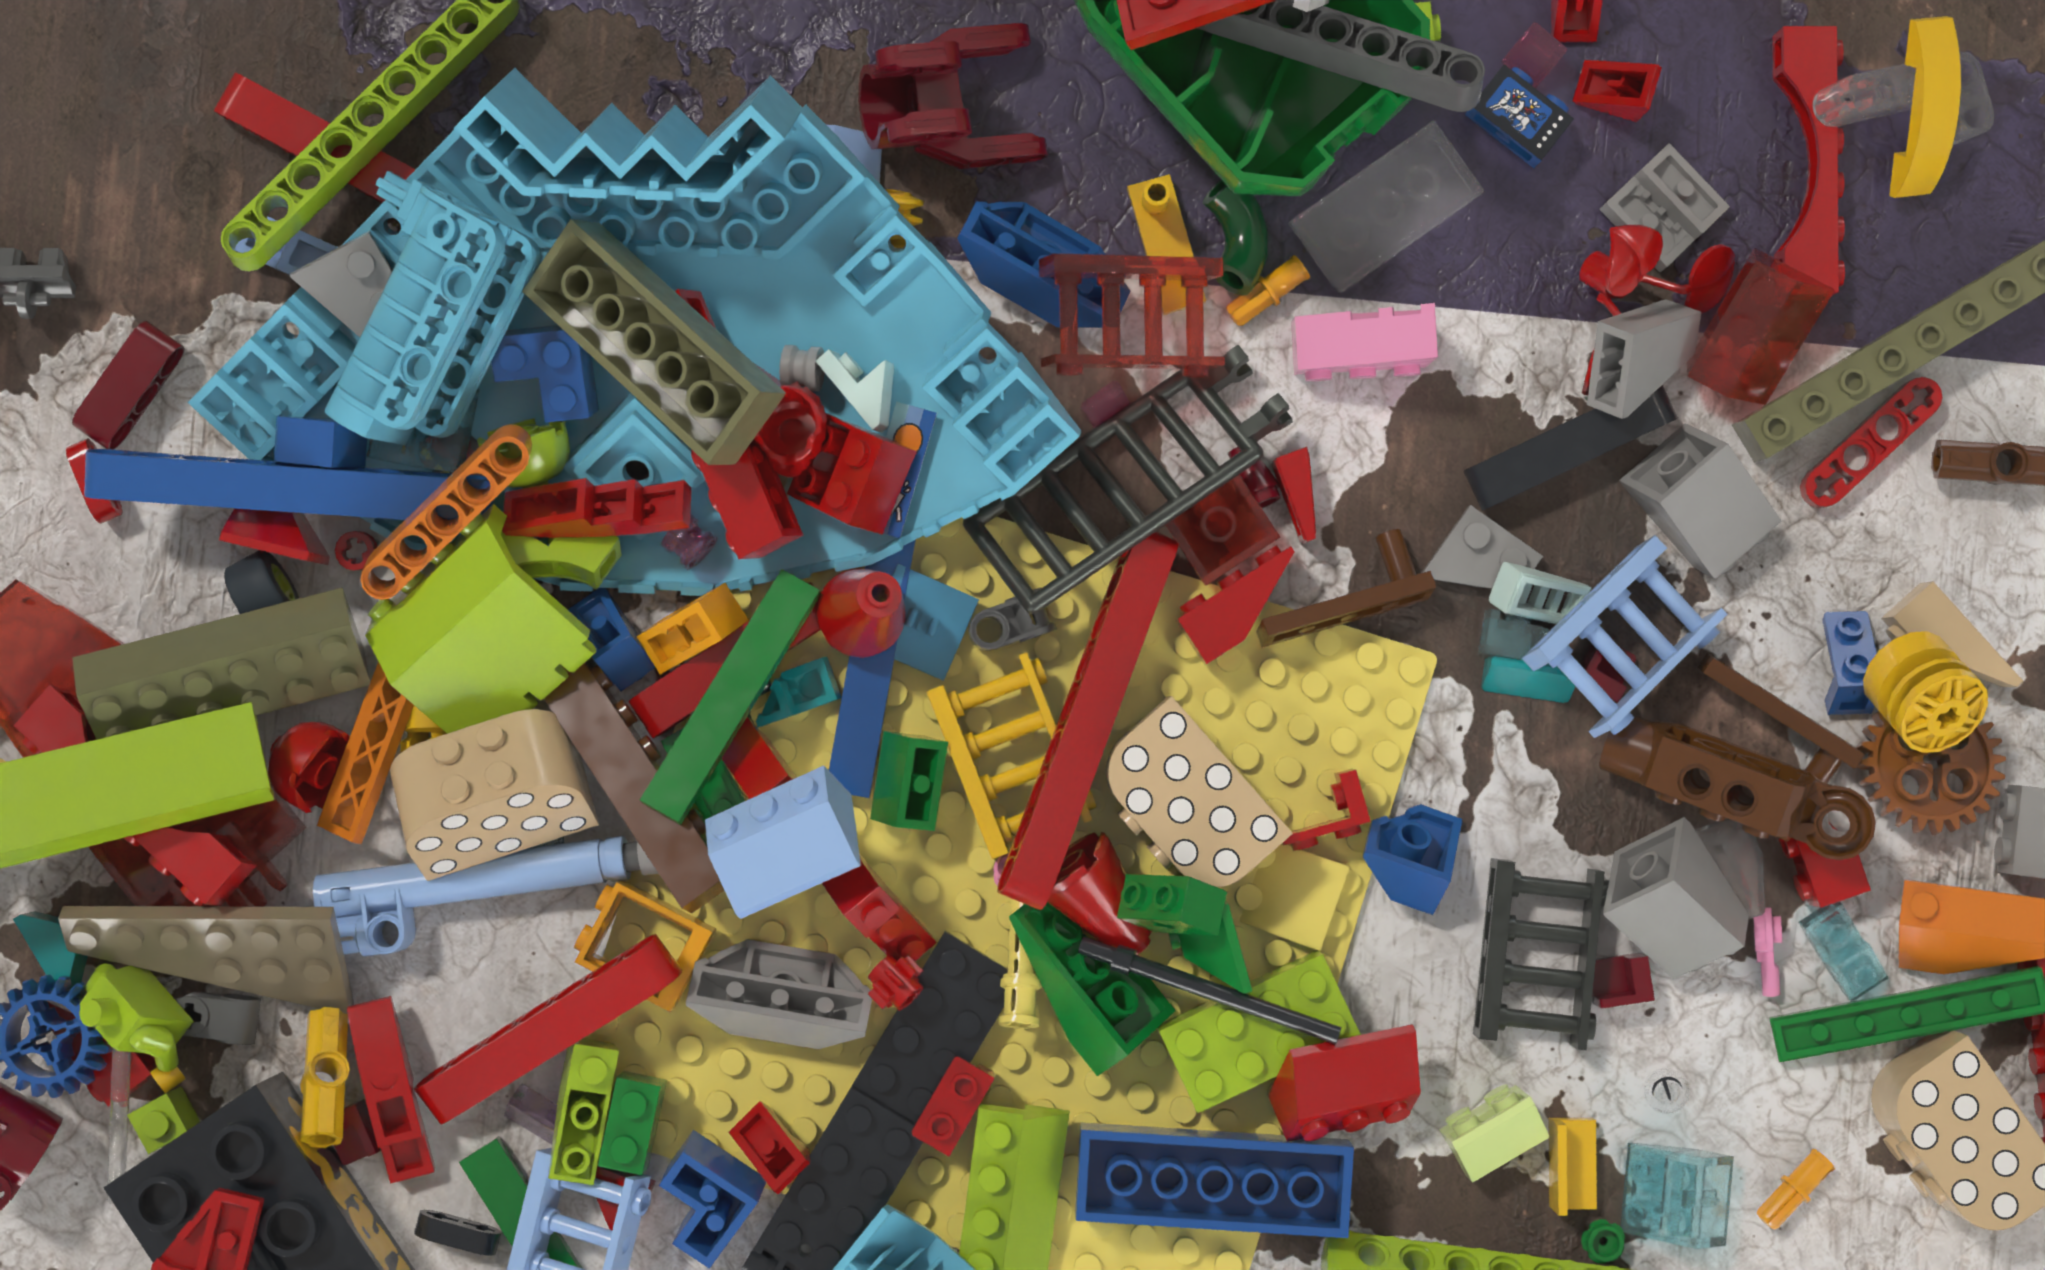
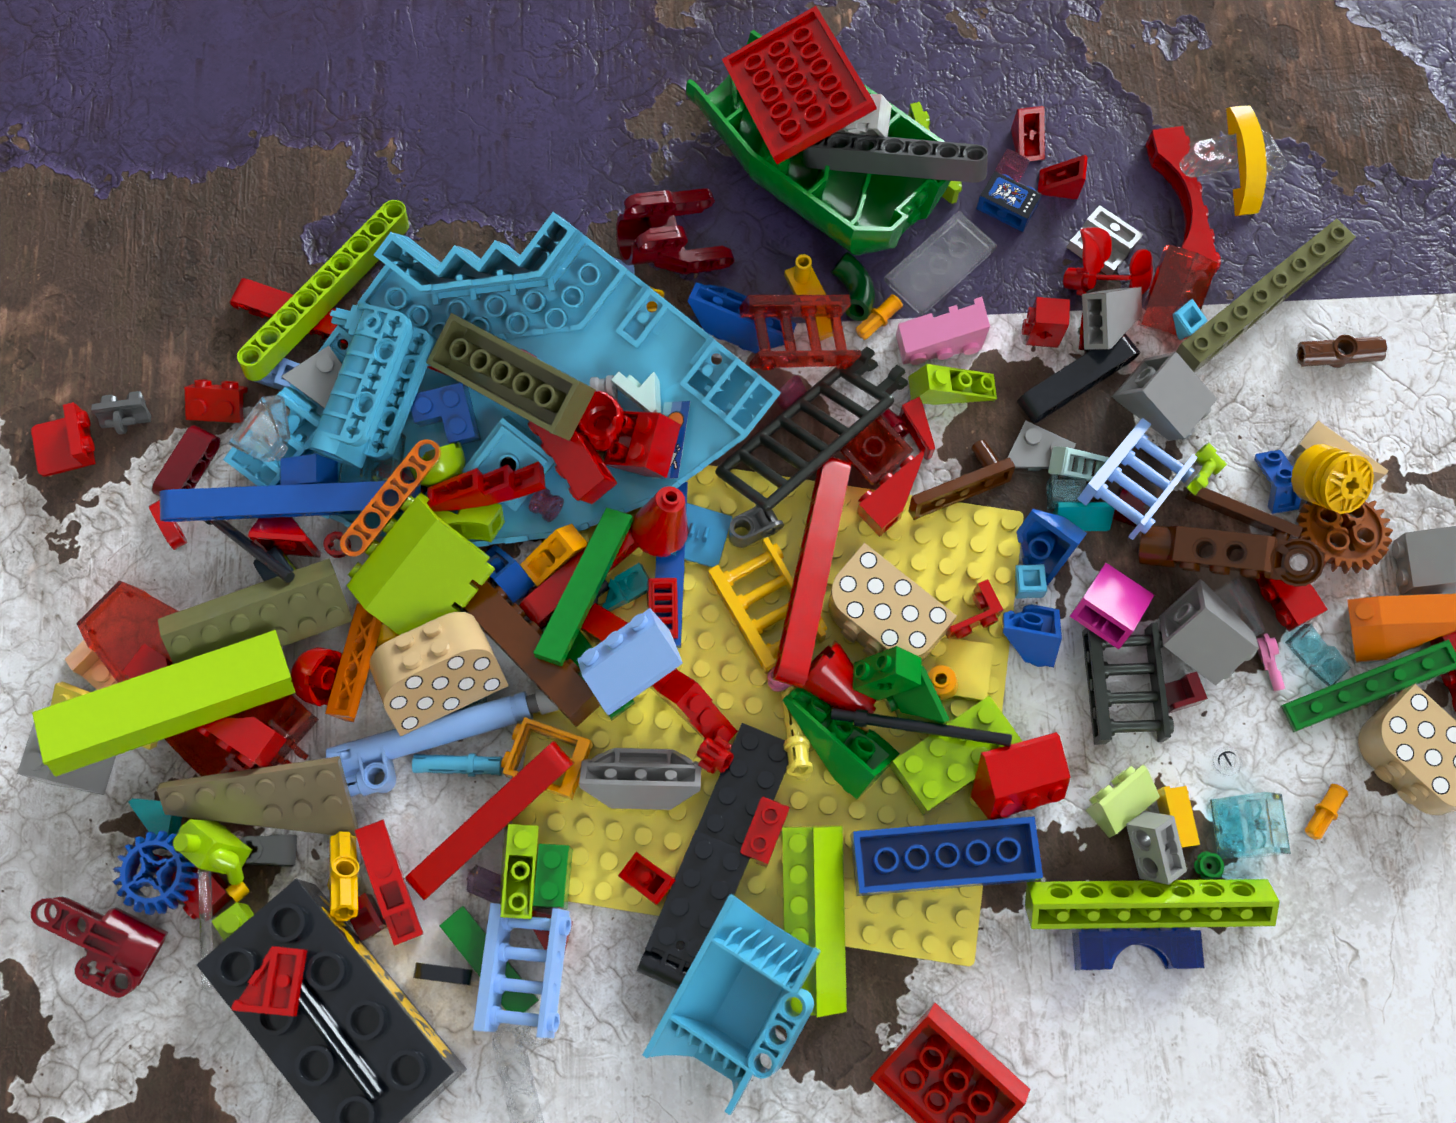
camera: 10 degrees left, 15 degrees down
(180, 281) = (214, 402): none -> red bracket
(227, 559) = (253, 549): none -> black bar
(258, 379) = (264, 430): none -> clear slope
(527, 931) = (452, 764): none -> medium azure pin
(717, 1190) = (618, 916): blue brick -> none
(863, 705) = (664, 584): none -> red slope
(909, 781) = (705, 627): green brick -> none
(1270, 916) = (950, 687): none -> light orange brick
(1364, 429) = (951, 385): none -> lime slope
(1425, 770) = (1030, 581): none -> medium azure slope
(1465, 717) = (1048, 541): none -> blue slope
(1527, 1211) = (1156, 847): none -> light grey brick
(1535, 349) = (1046, 322): none -> red brick
(1541, 836) = (1112, 606): none -> dark pink brick
(1749, 620) = (1211, 464): none -> lime brick
(1765, 380) = (1188, 319): none -> medium azure slope
(1873, 445) = (1259, 353): red beam -> none

